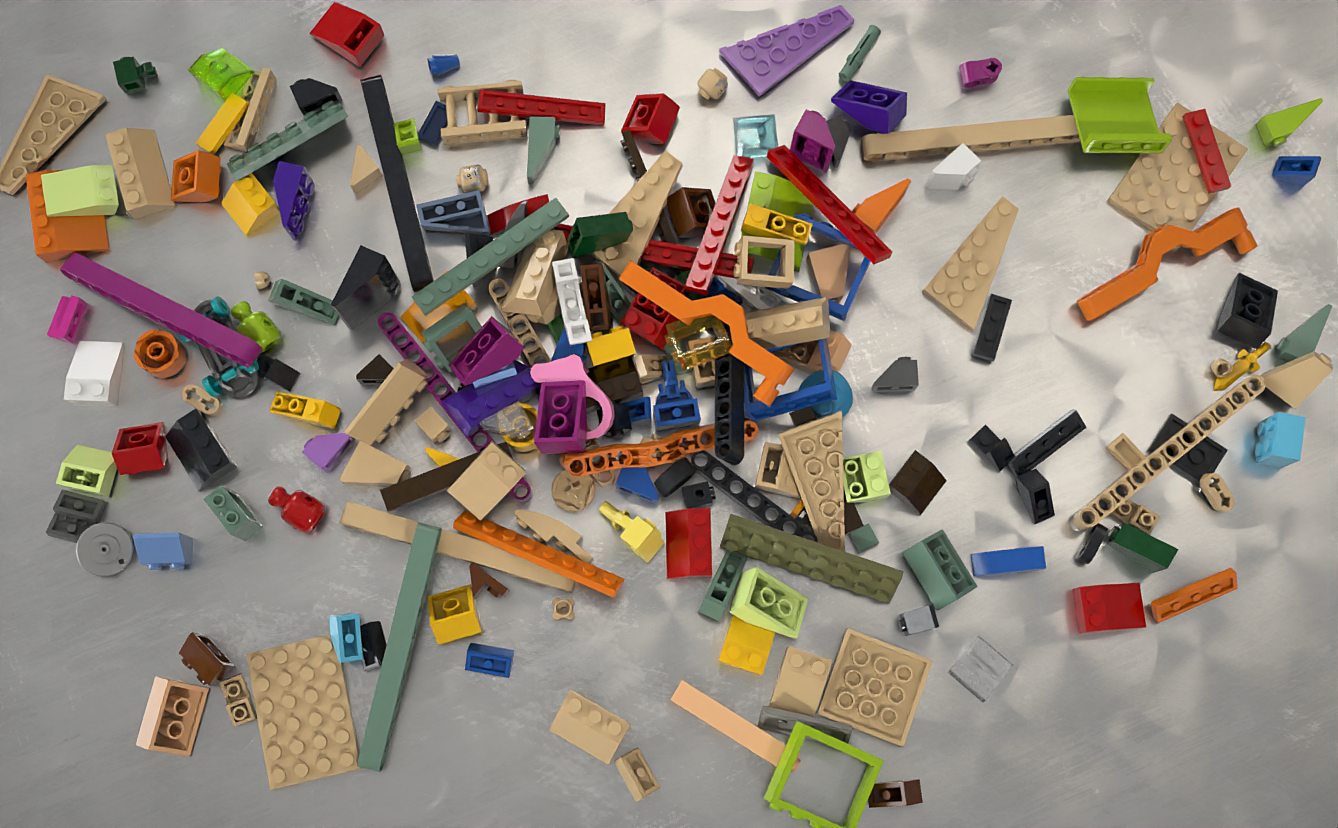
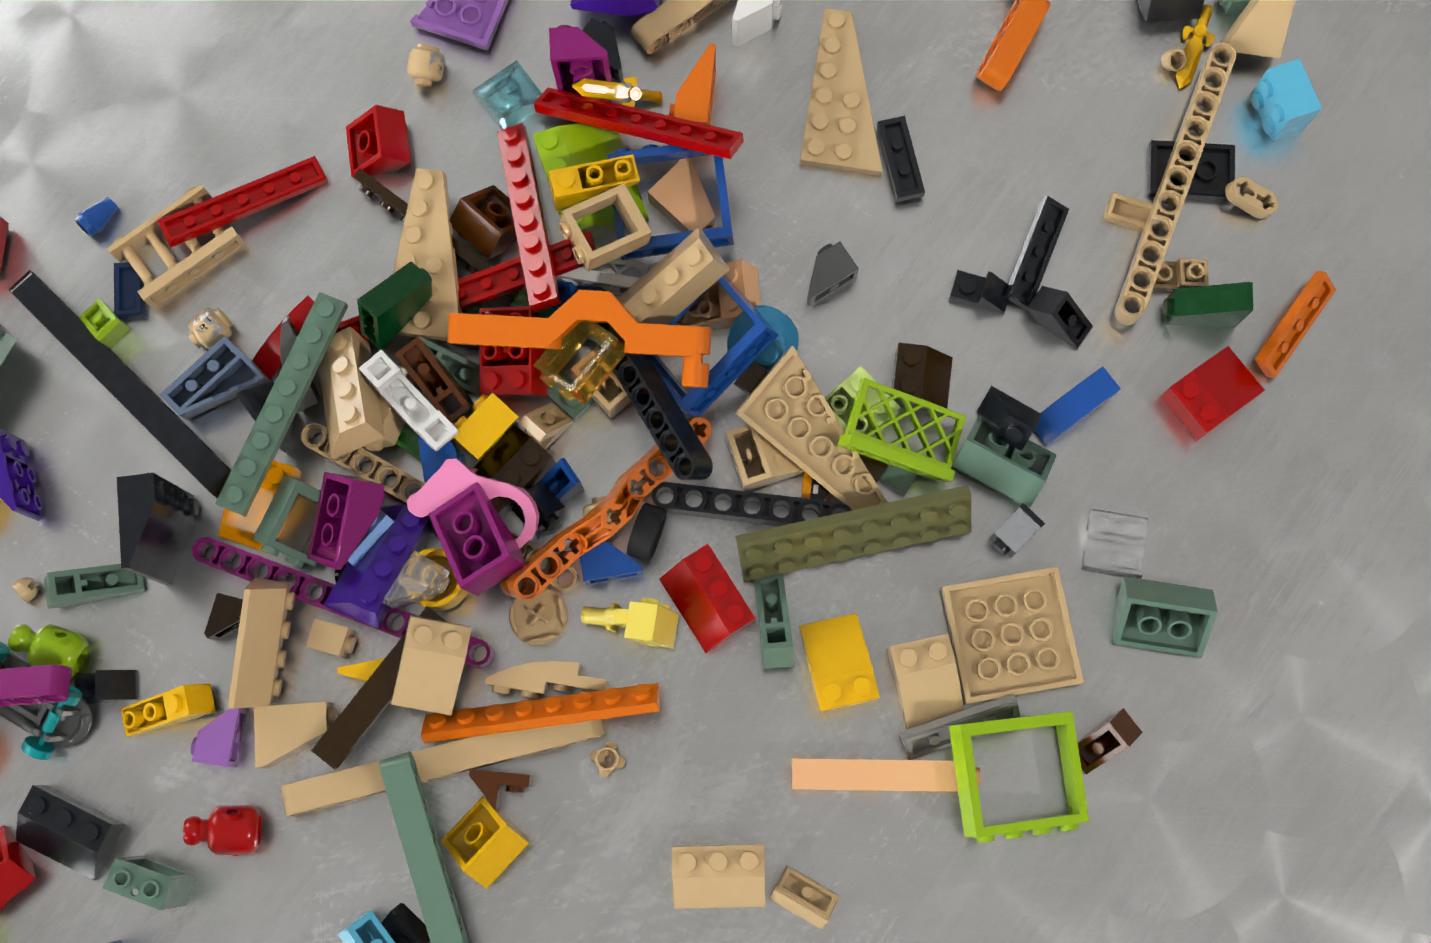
camera: 25 degrees left, 0 degrees up
(204, 396) = (35, 777): tan beam -> none
(363, 171) = (74, 391): tan slope -> none
(489, 660) = (556, 869): blue slope -> none
(541, 143) = (267, 242): sand green slope -> none
(676, 405) = (599, 451): blue brick -> none
(698, 495) = (685, 537): black brick -> none
(768, 603) = (837, 612): yellowish green slope -> none
(828, 174) = (616, 91): none -> yellow sword
(865, 519) = (902, 456): none -> lime fence
(959, 543) = (1008, 418): none -> black slope
(983, 736) = (1164, 616): none -> sand green slope
(1092, 543) = (1153, 332): black beam -> none

